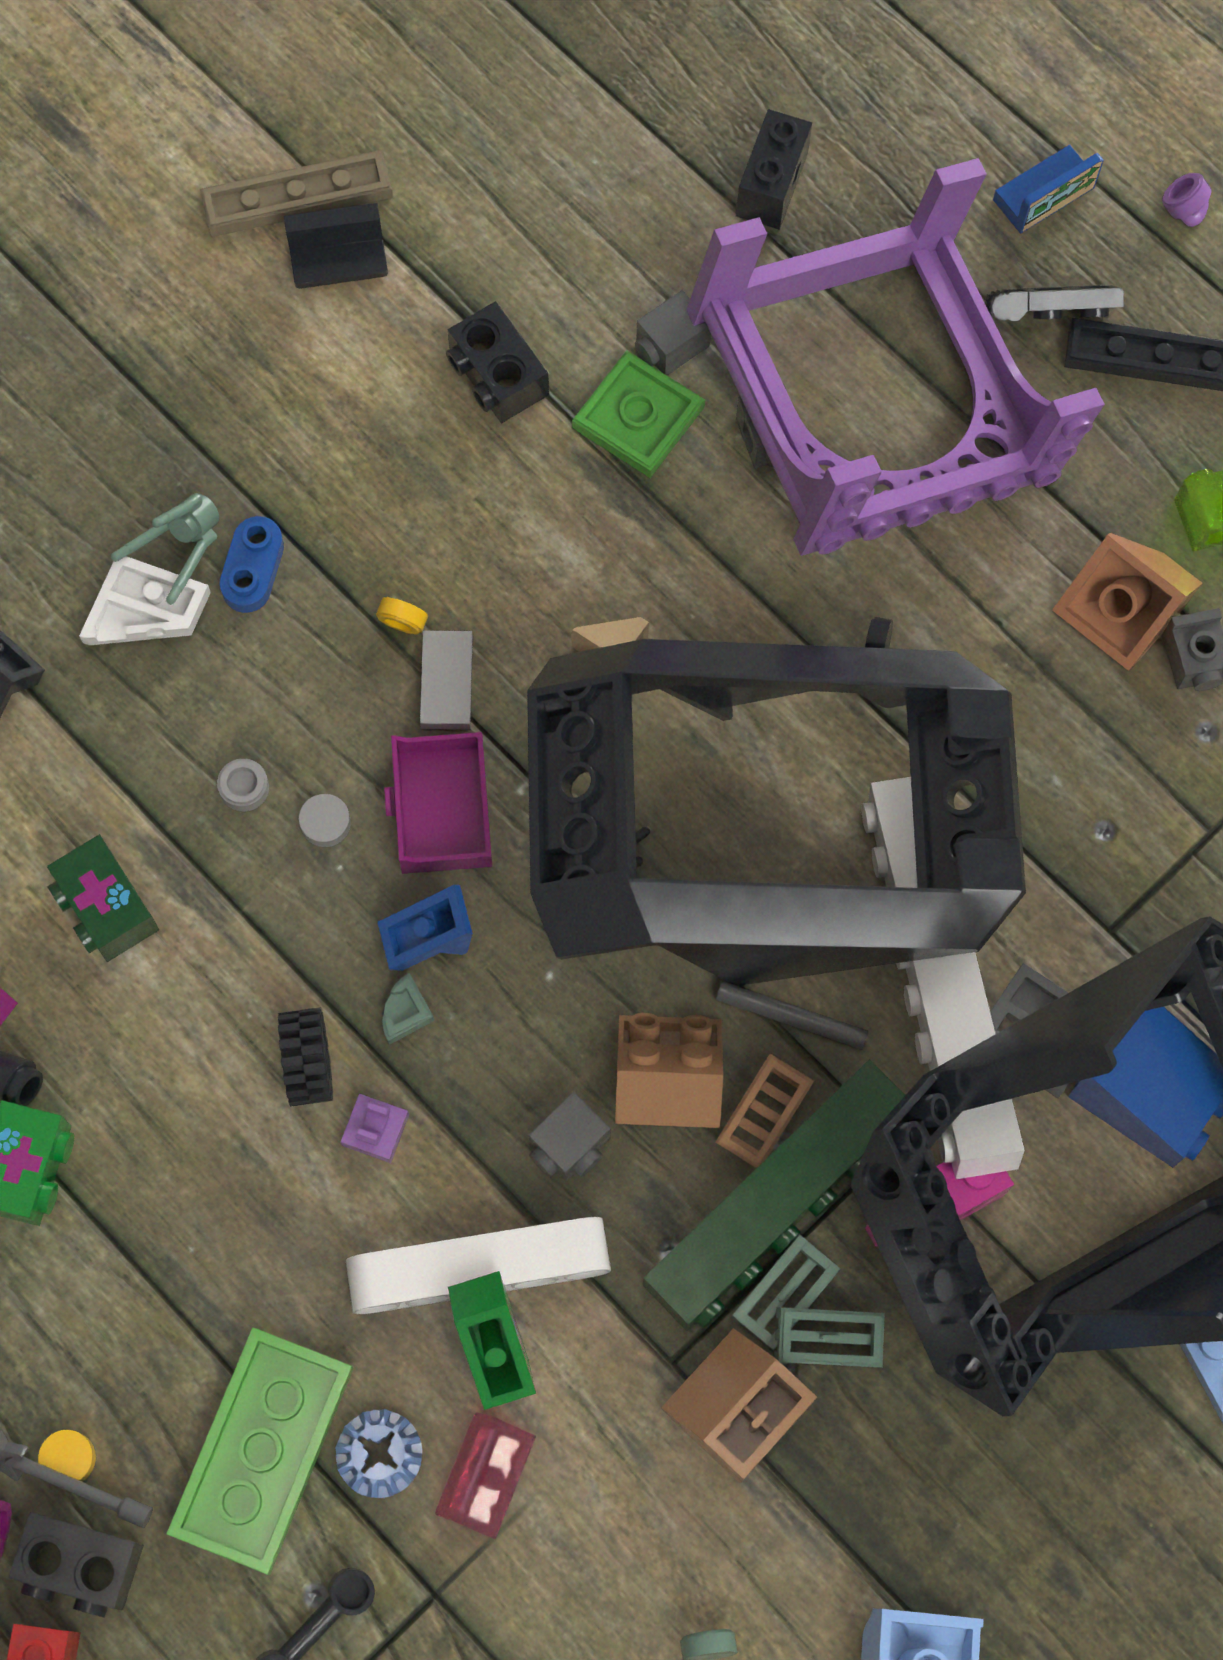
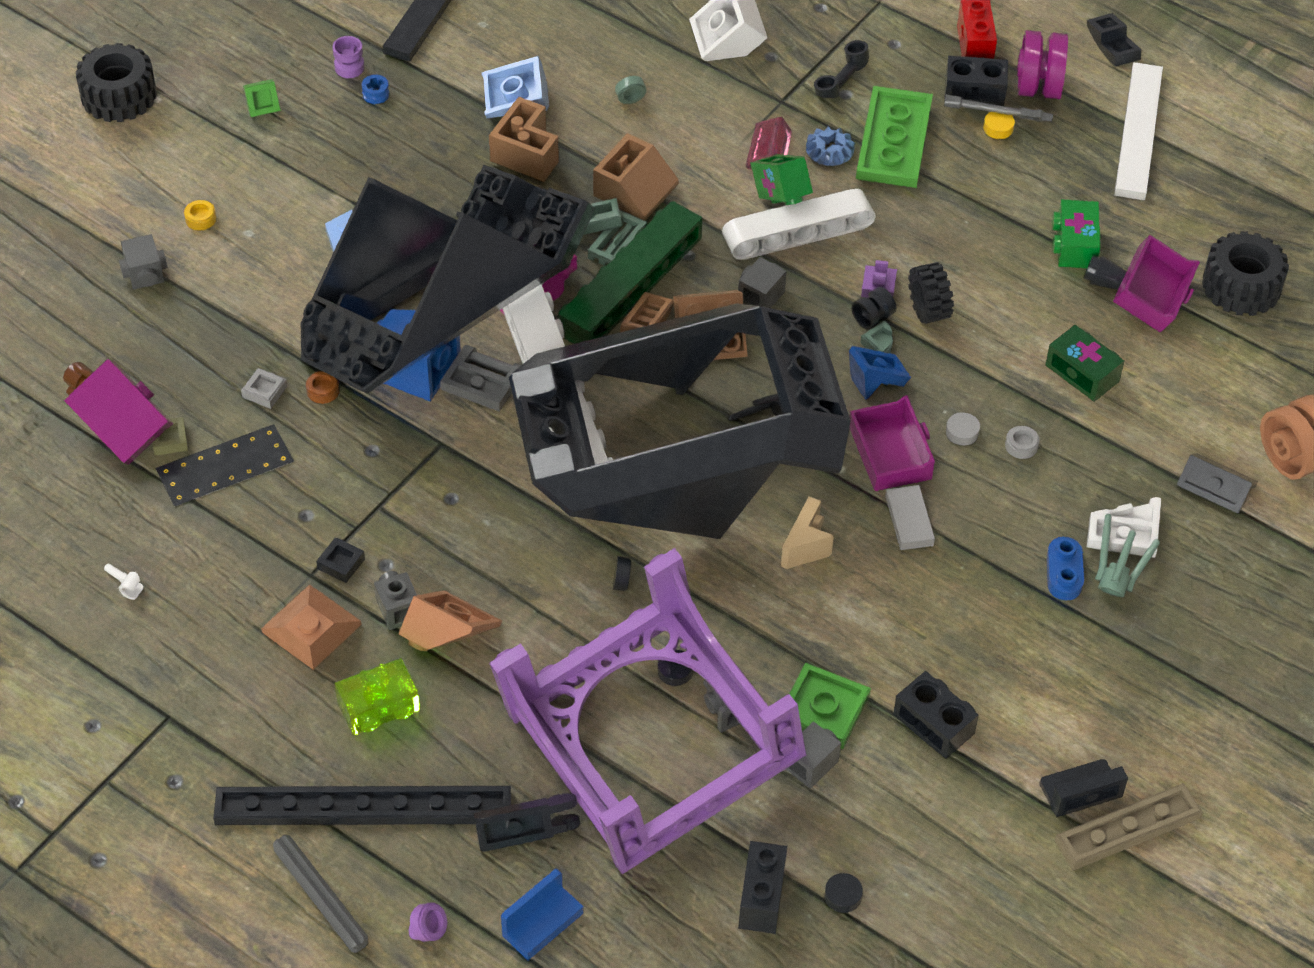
camera: 170 degrees right, 20 degrees down
(389, 1067) = (871, 309): none -> black wheel
(401, 615) = (951, 543): yellow tile -> none
(673, 165) = (843, 892): none -> black tile
(936, 1525) = (522, 141): none -> medium nougat brick

